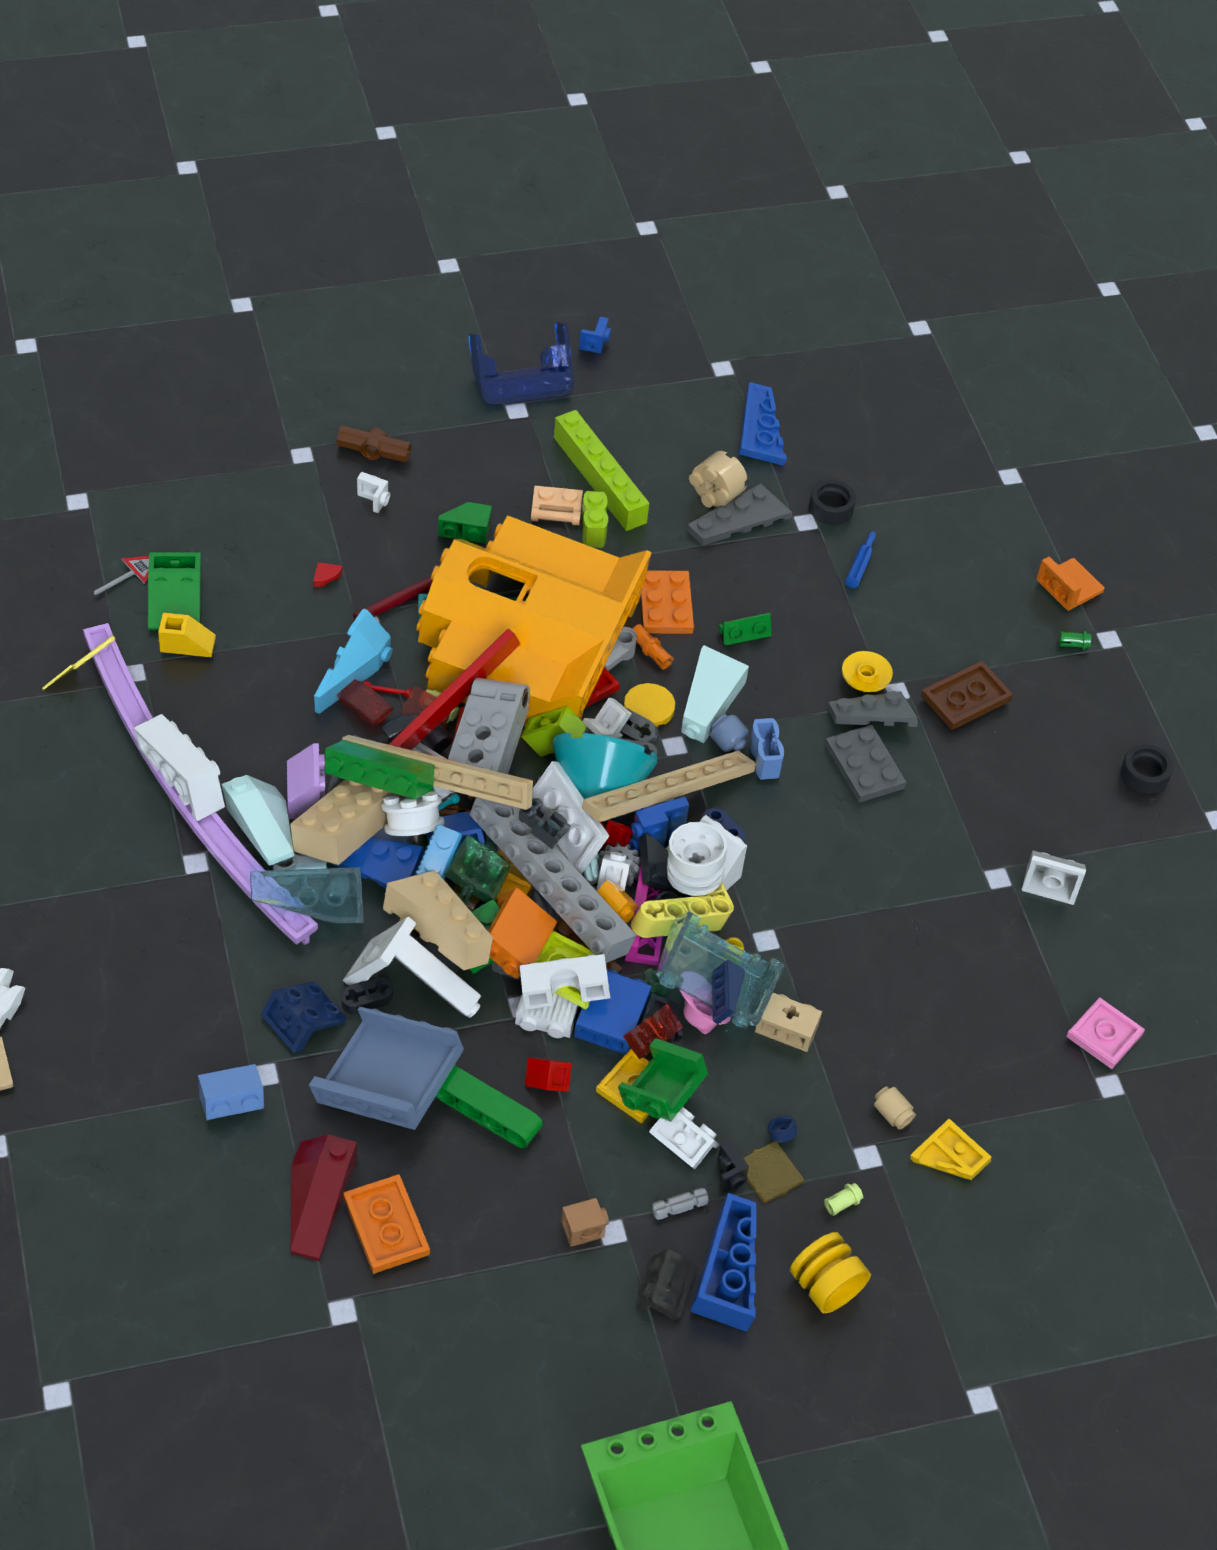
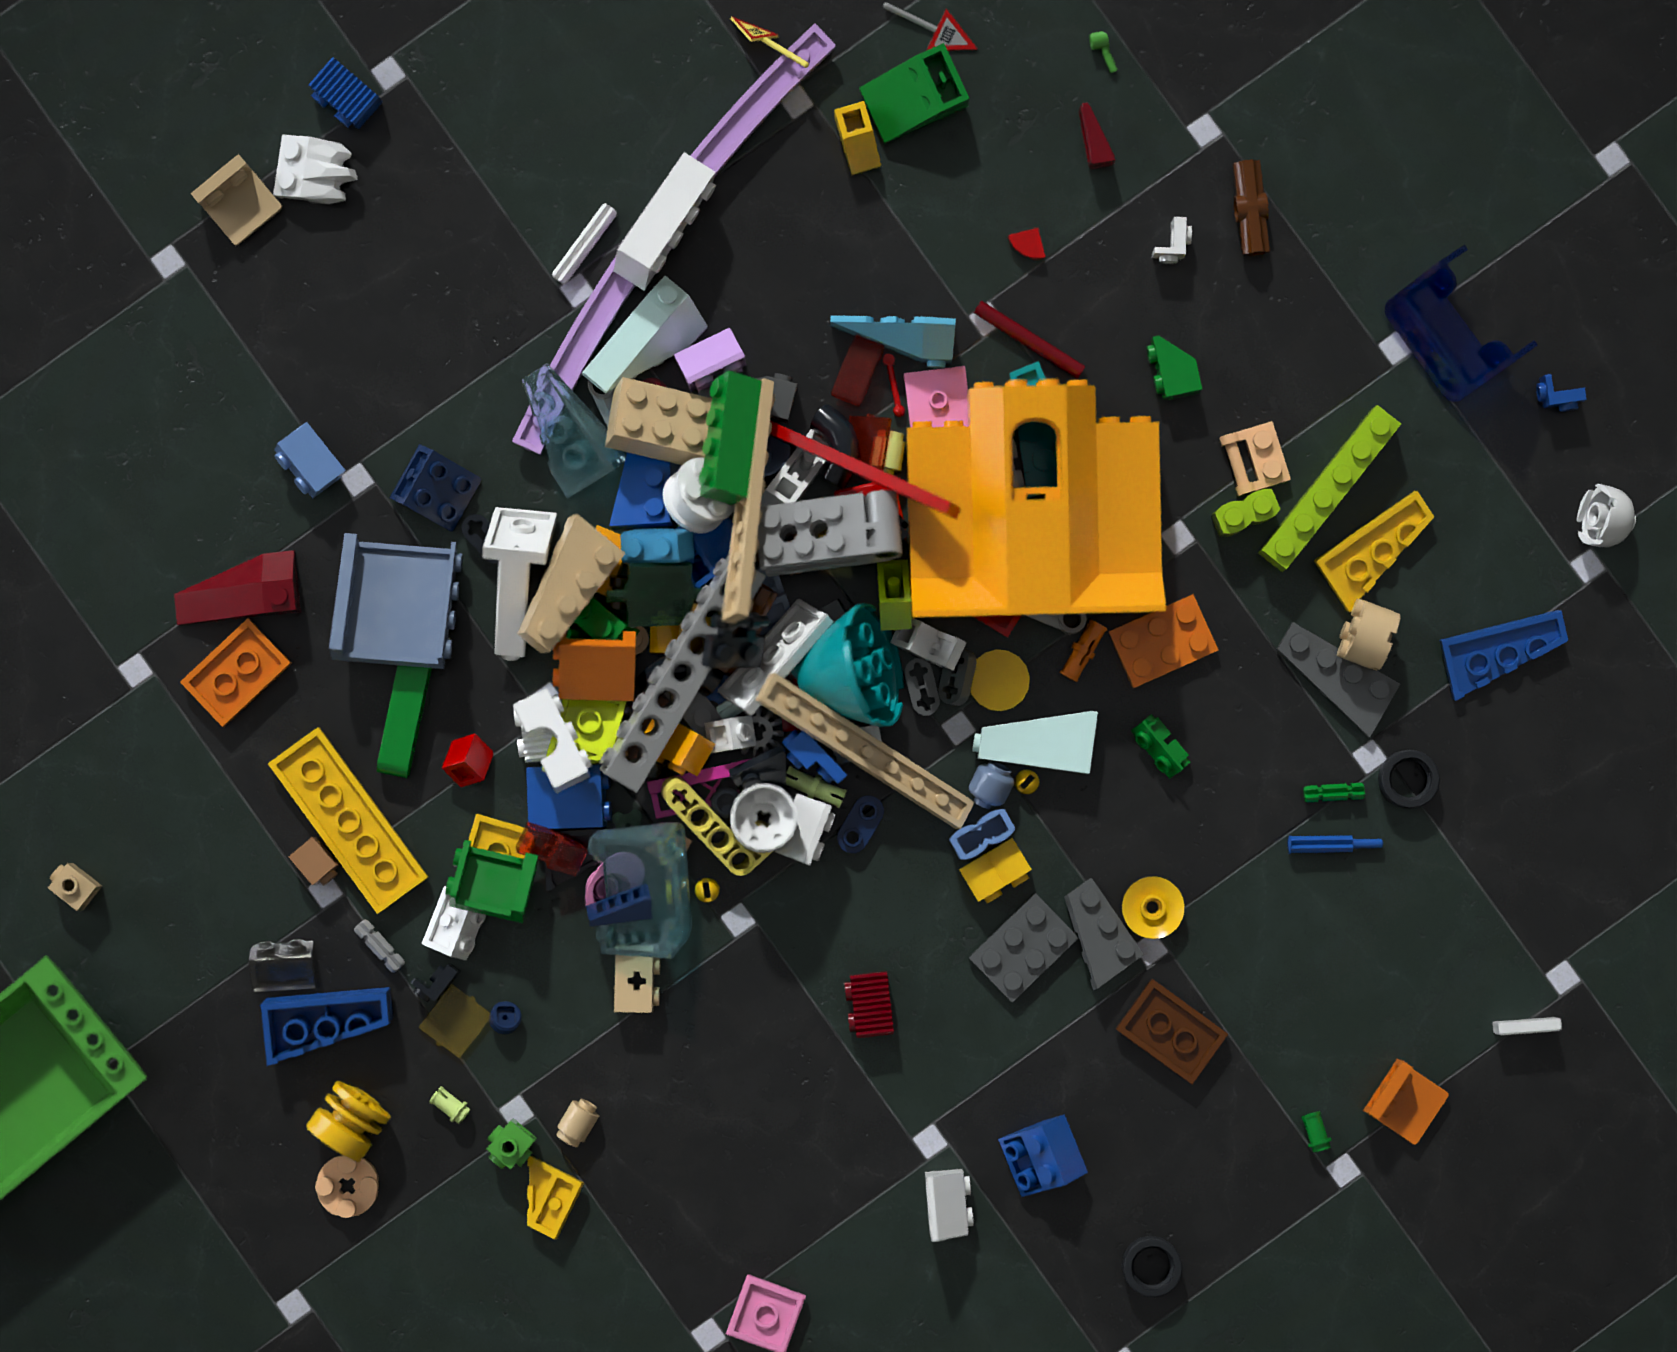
camera: 70 degrees right, 35 degrees up
(162, 841) = (584, 244): none -> white axle
(202, 482) = (1100, 40): none -> bright green hand
(279, 507) = (1096, 145): none -> dark red slope
(408, 665) = (937, 395): none -> bright pink plate
(519, 1431) = (74, 886): none -> tan brick
(548, 1184) = (348, 820): none -> yellow plate
(655, 466) = (1368, 552): none -> yellow wing
(693, 339) = (1606, 516): none -> white cylinder
(734, 710) = (1021, 777): none -> yellow hinge
(799, 758) = (995, 870): none -> yellow brick
(823, 546) = (1334, 792): none -> green axle
(873, 869) = (870, 1004): none -> dark red brick
(880, 1323) = (347, 1204): none -> light nougat plate
(896, 1159) = (516, 1134): none -> bright green brick
(1036, 804) = (1043, 1156): none -> blue slope
(1039, 499) = (1527, 1026): none -> white tile

